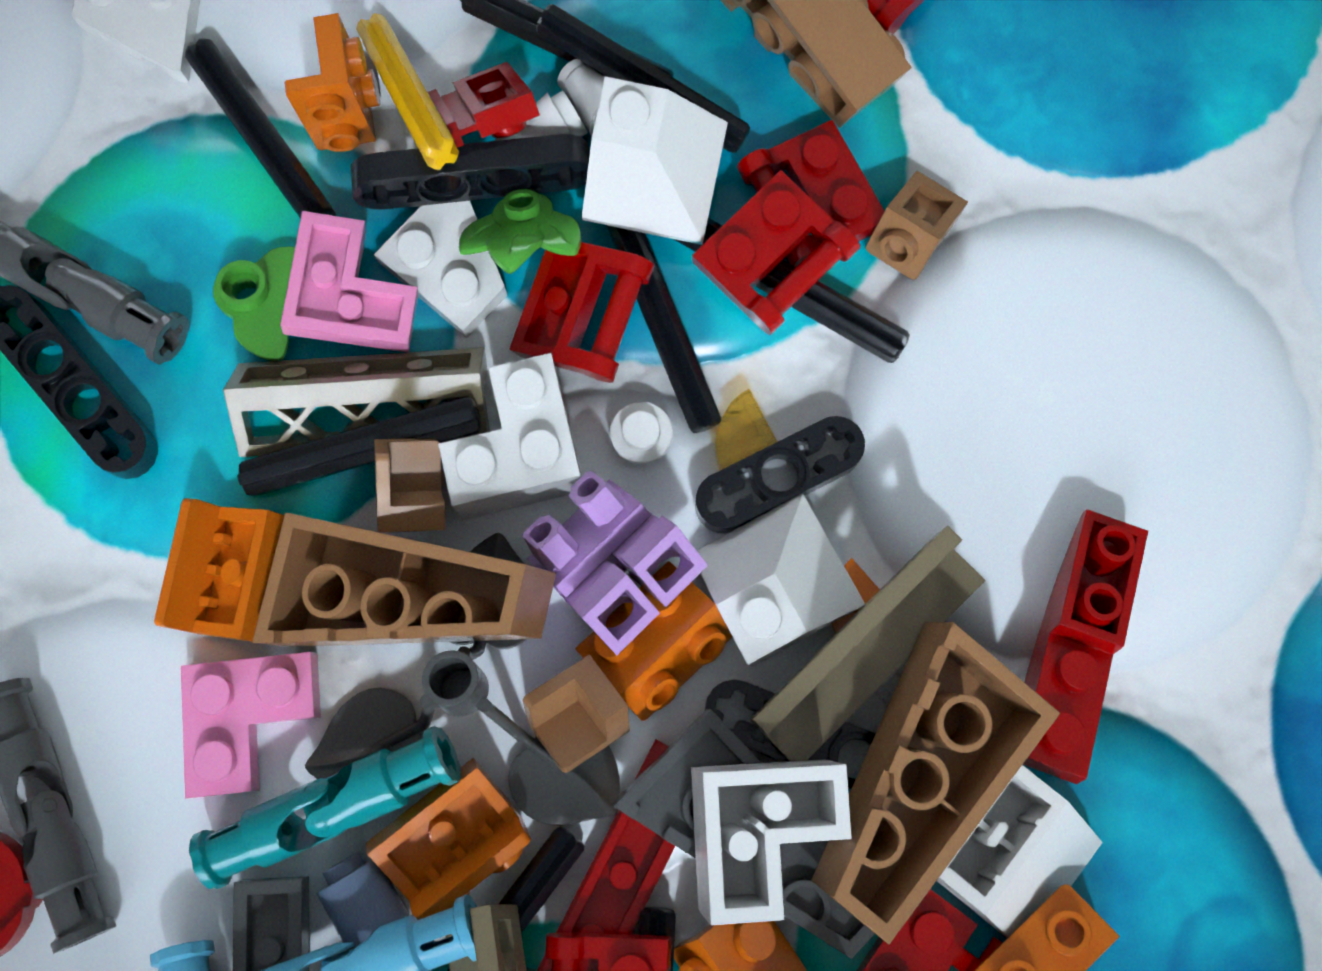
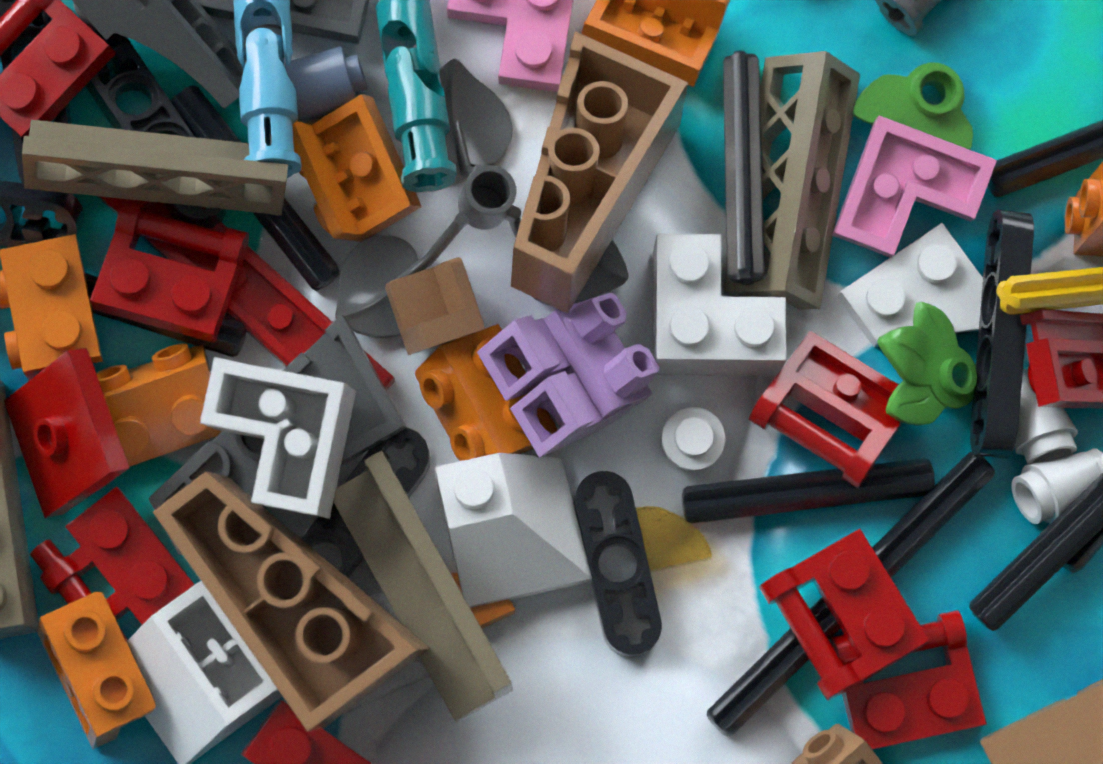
camera: 100 degrees right, 0 degrees up
(408, 485) = (688, 199): medium nougat panel -> none
(652, 162) = (964, 511): white slope -> none

